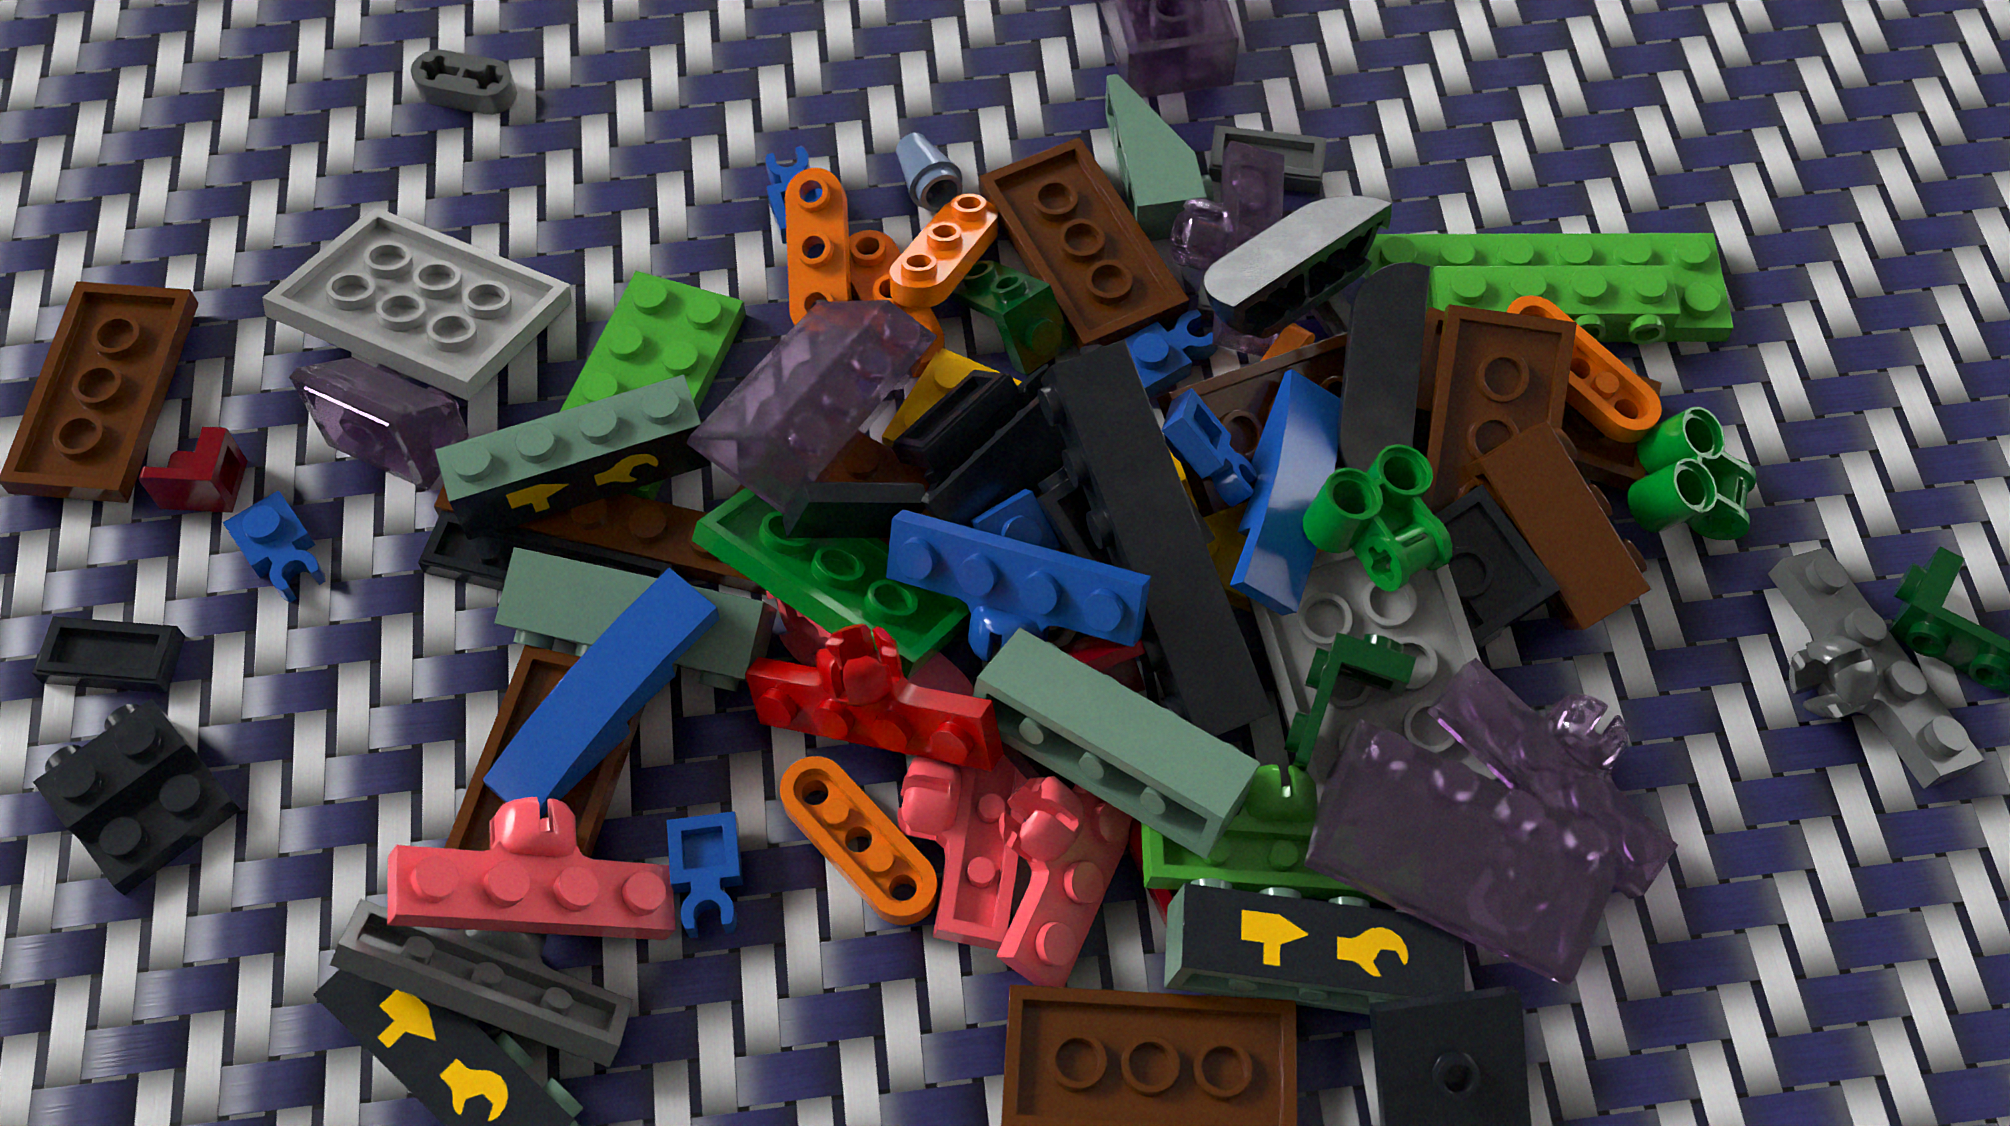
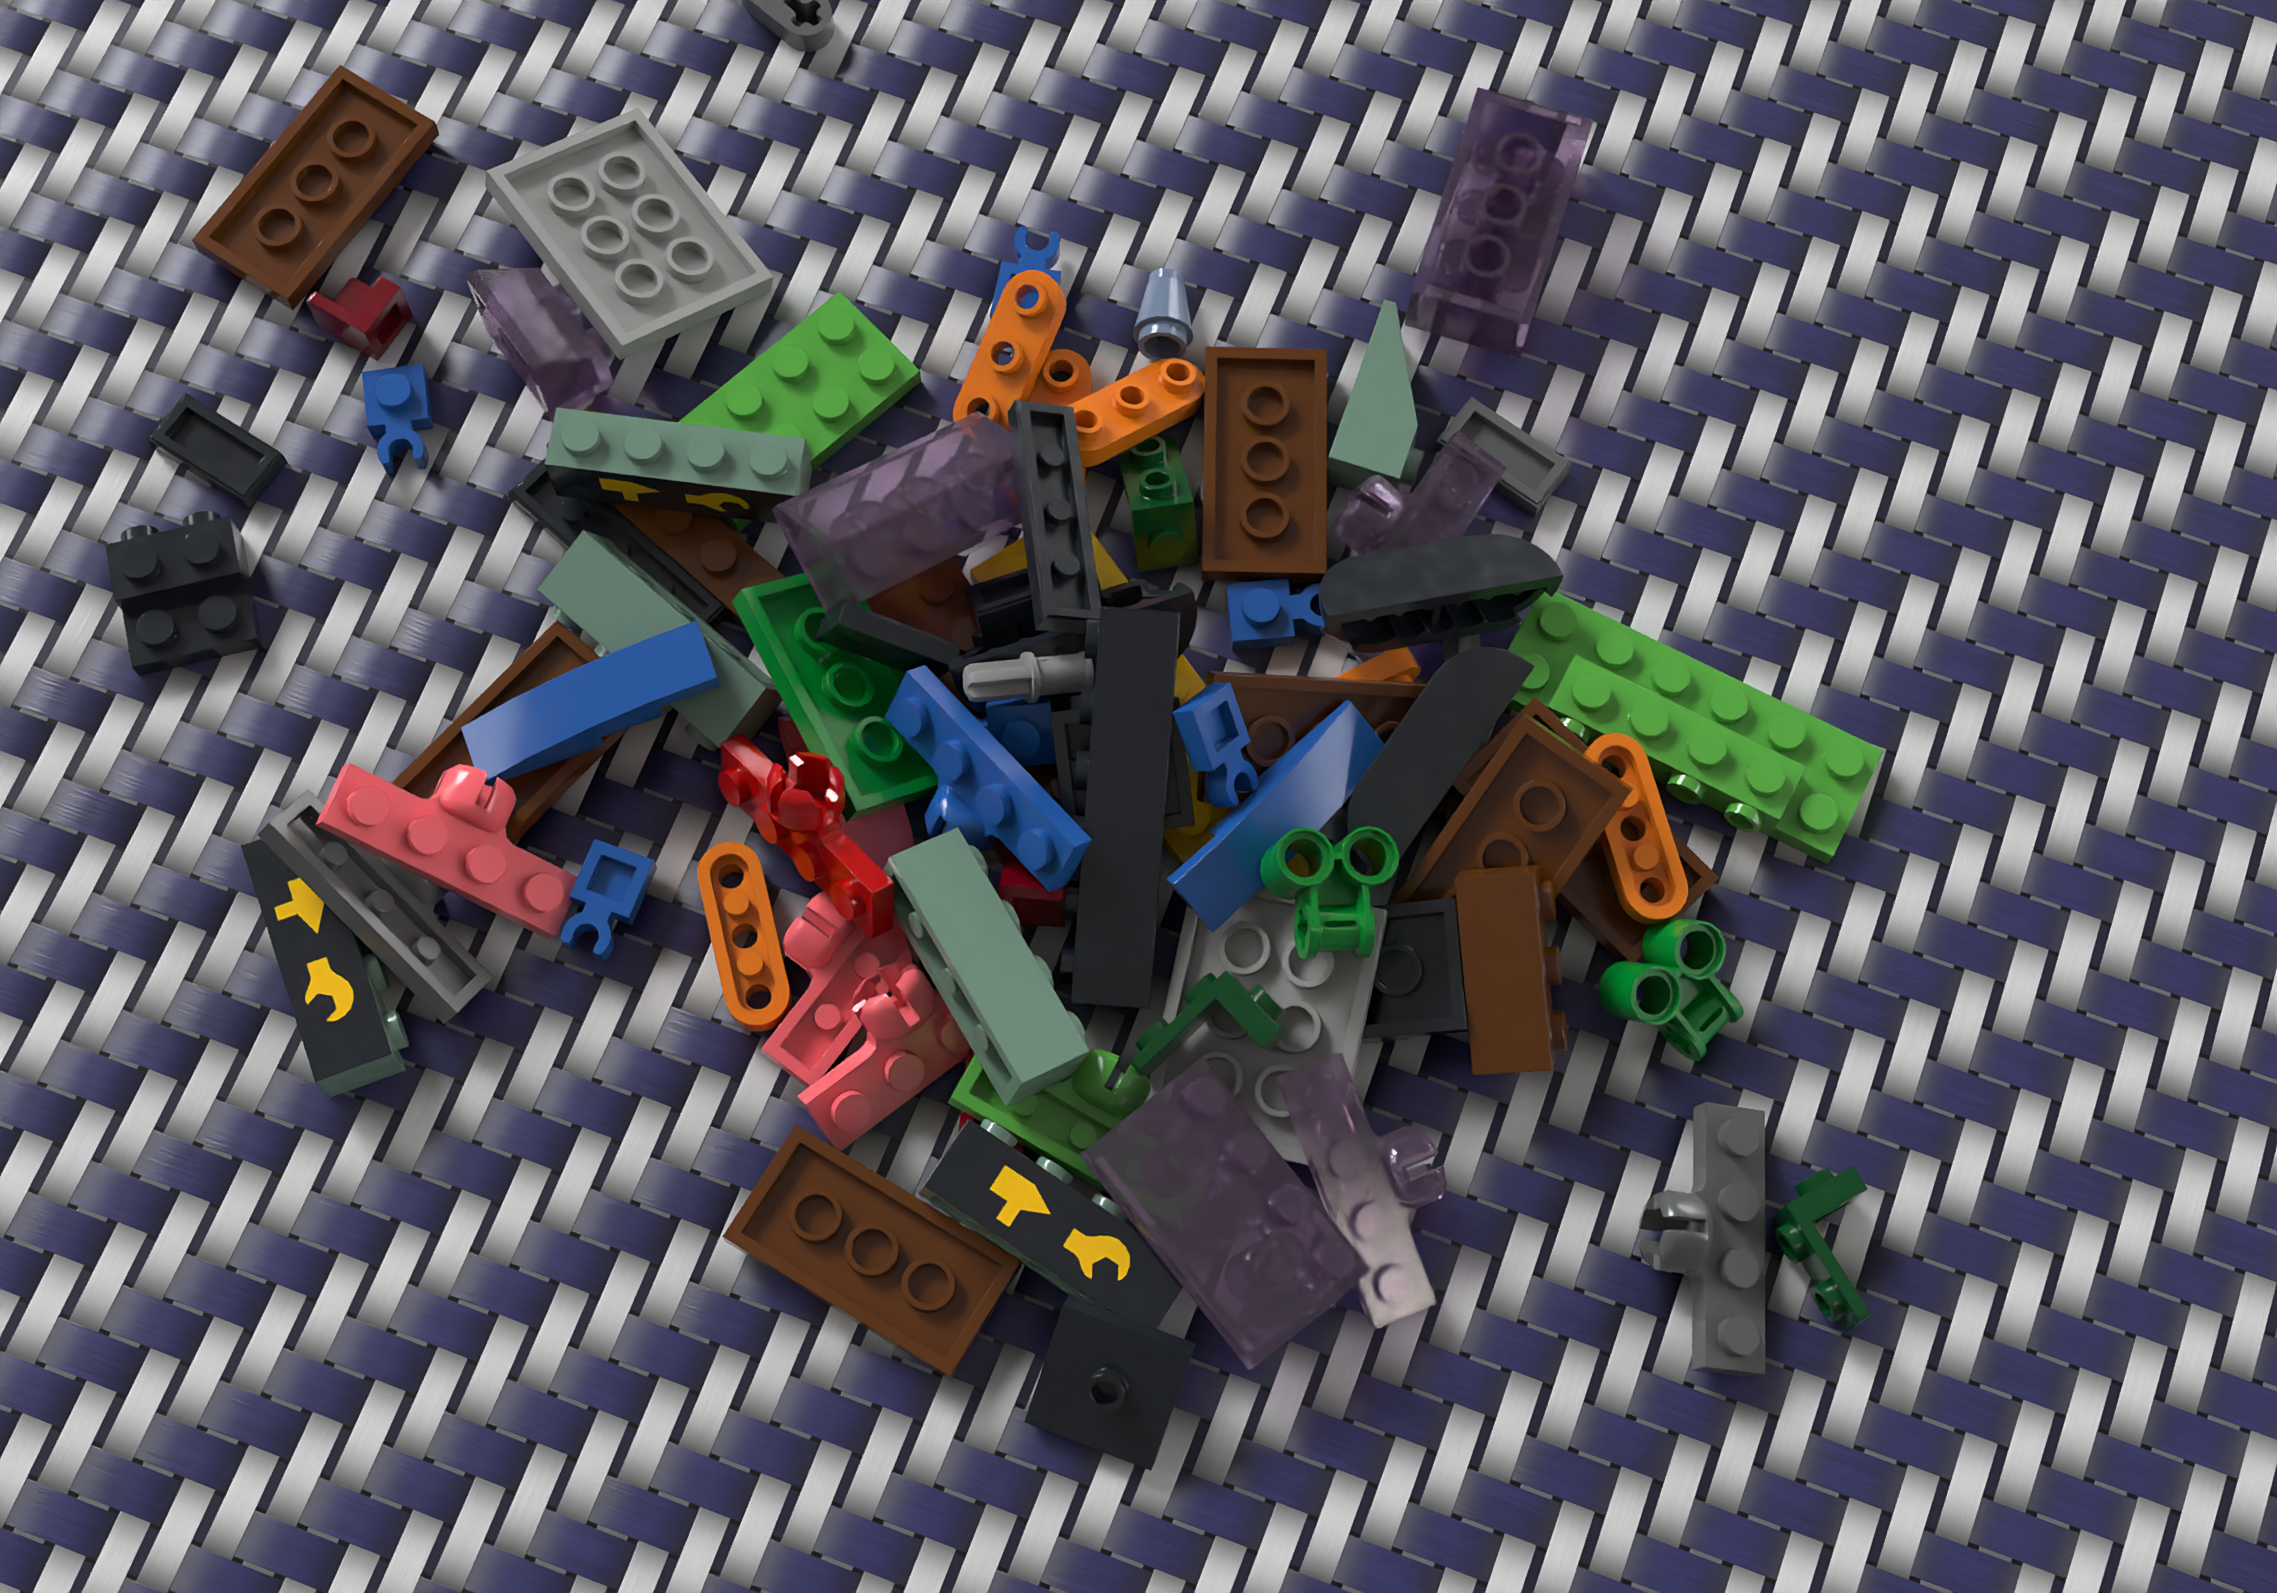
camera: 25 degrees right, 10 degrees up
(947, 339) = (1054, 516): none -> black tile
(1003, 476) = (1027, 677): none -> light grey axle

